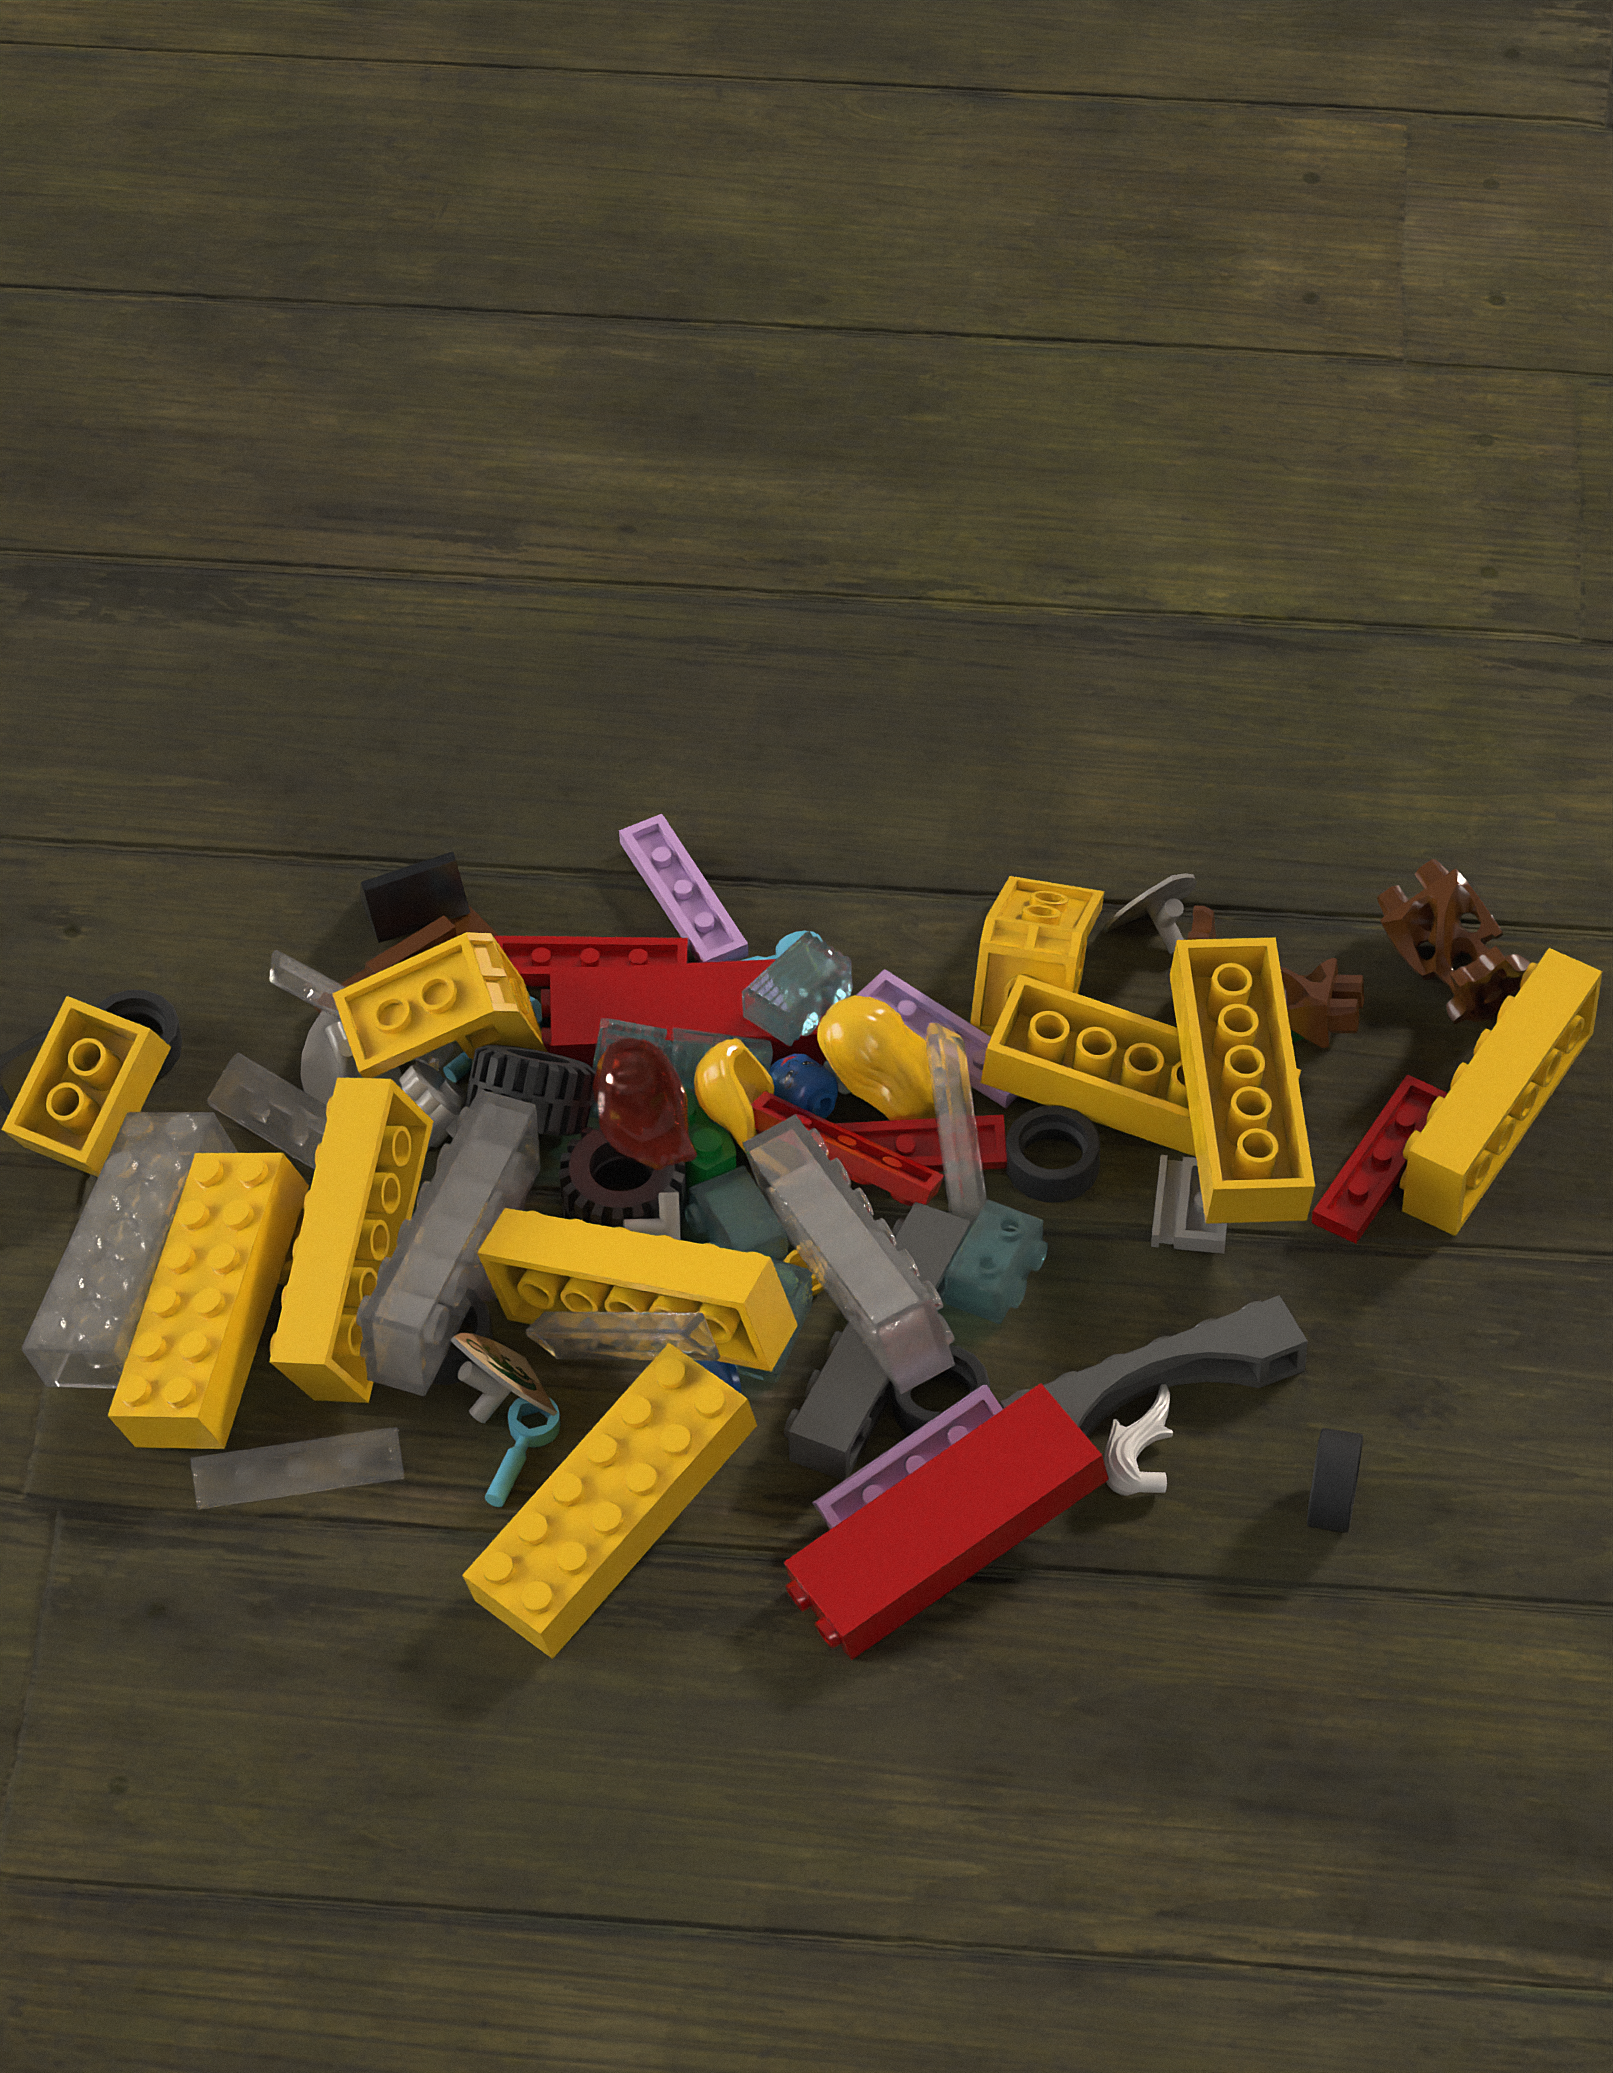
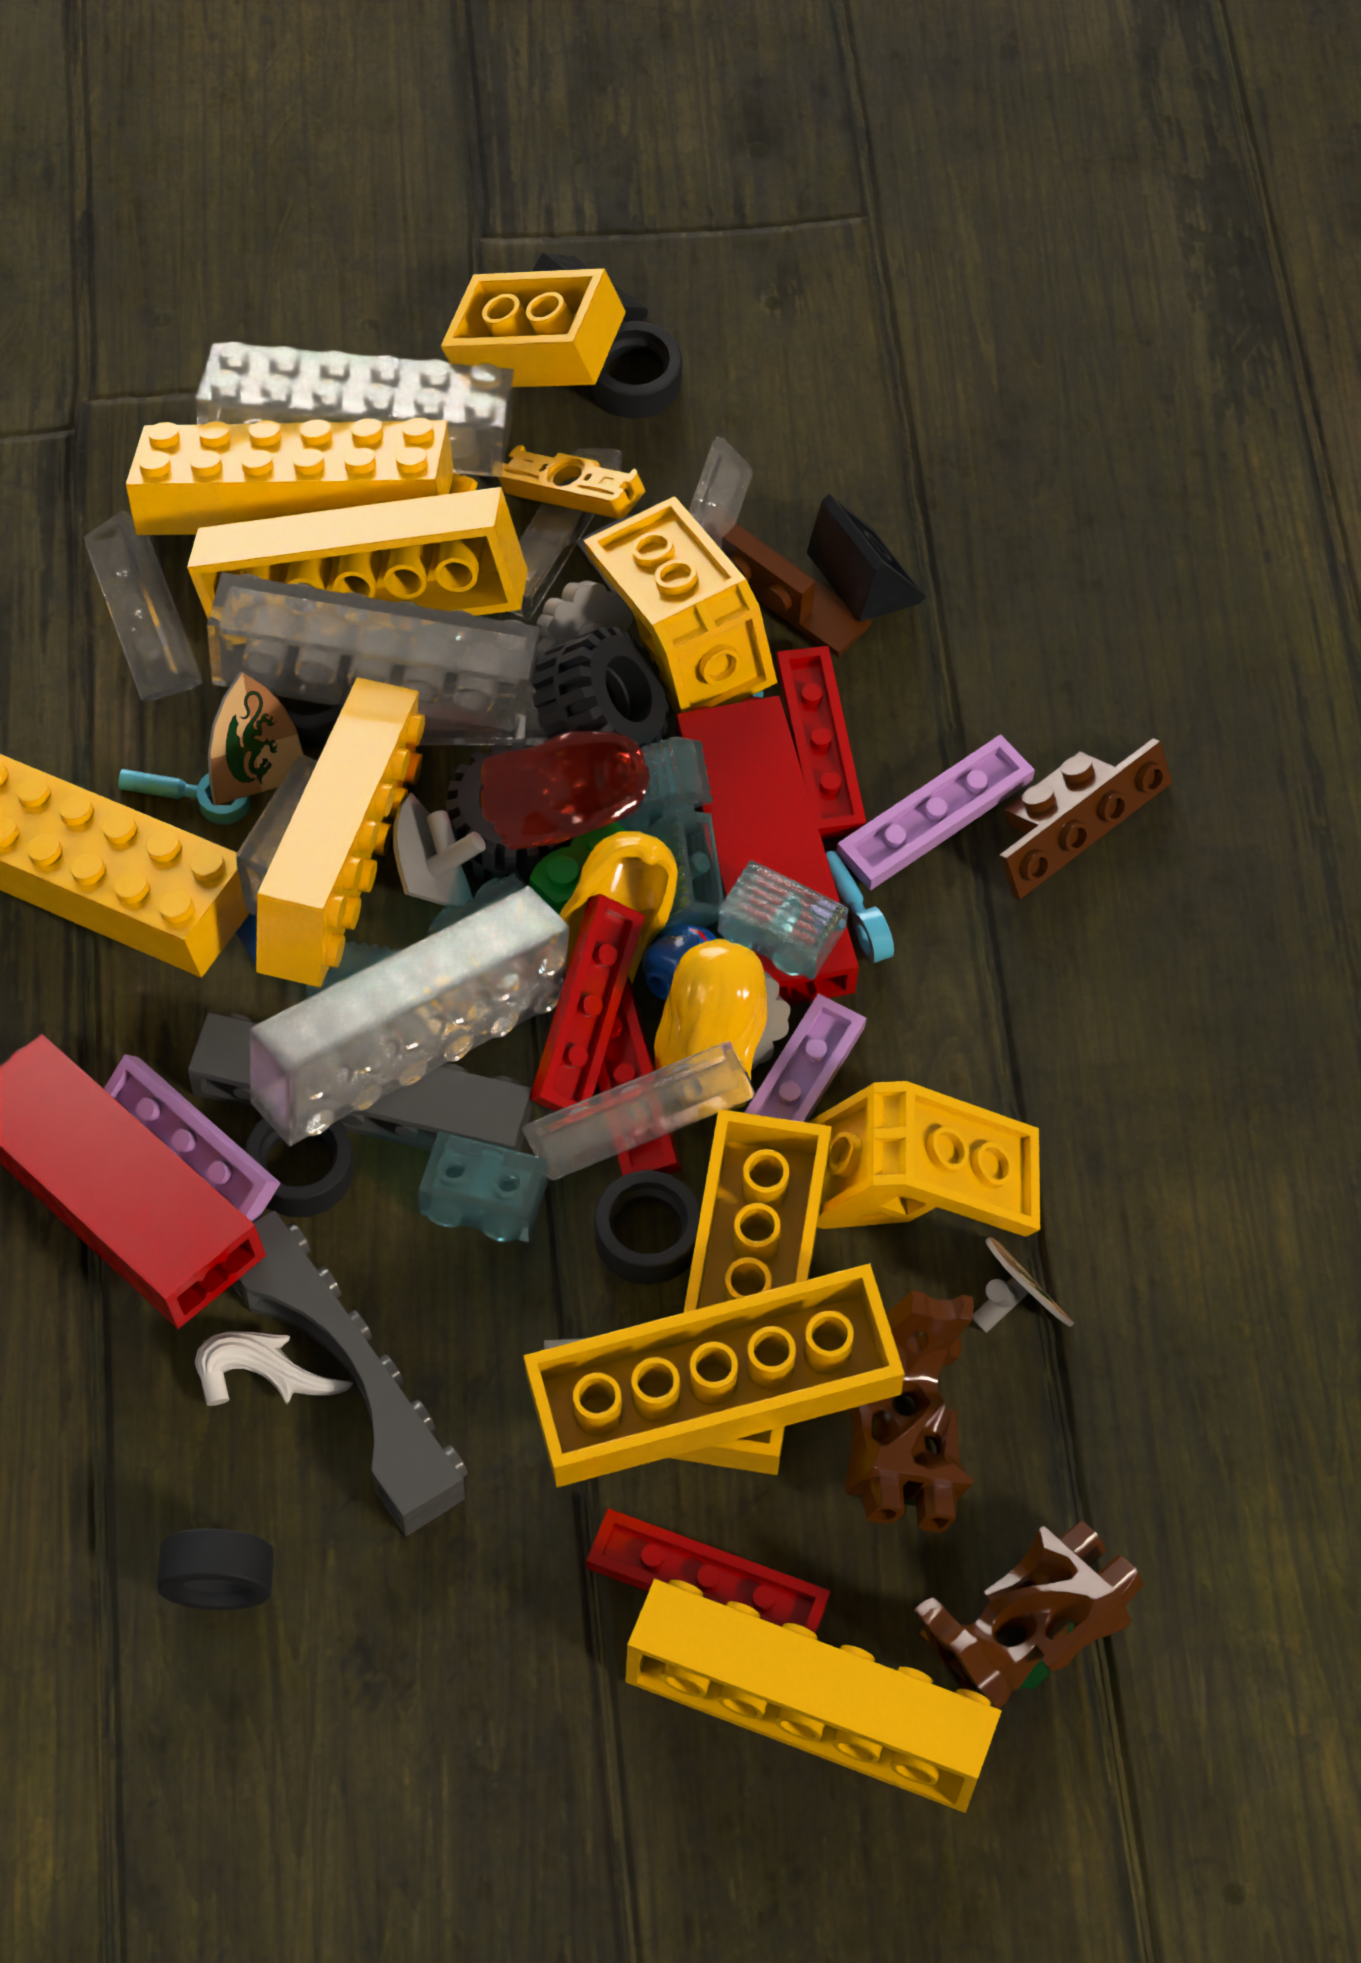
camera: 75 degrees right, 10 degrees up
(289, 1070) = (595, 491): none -> yellow piece
(697, 799) = (1076, 810): none -> reddish brown bracket

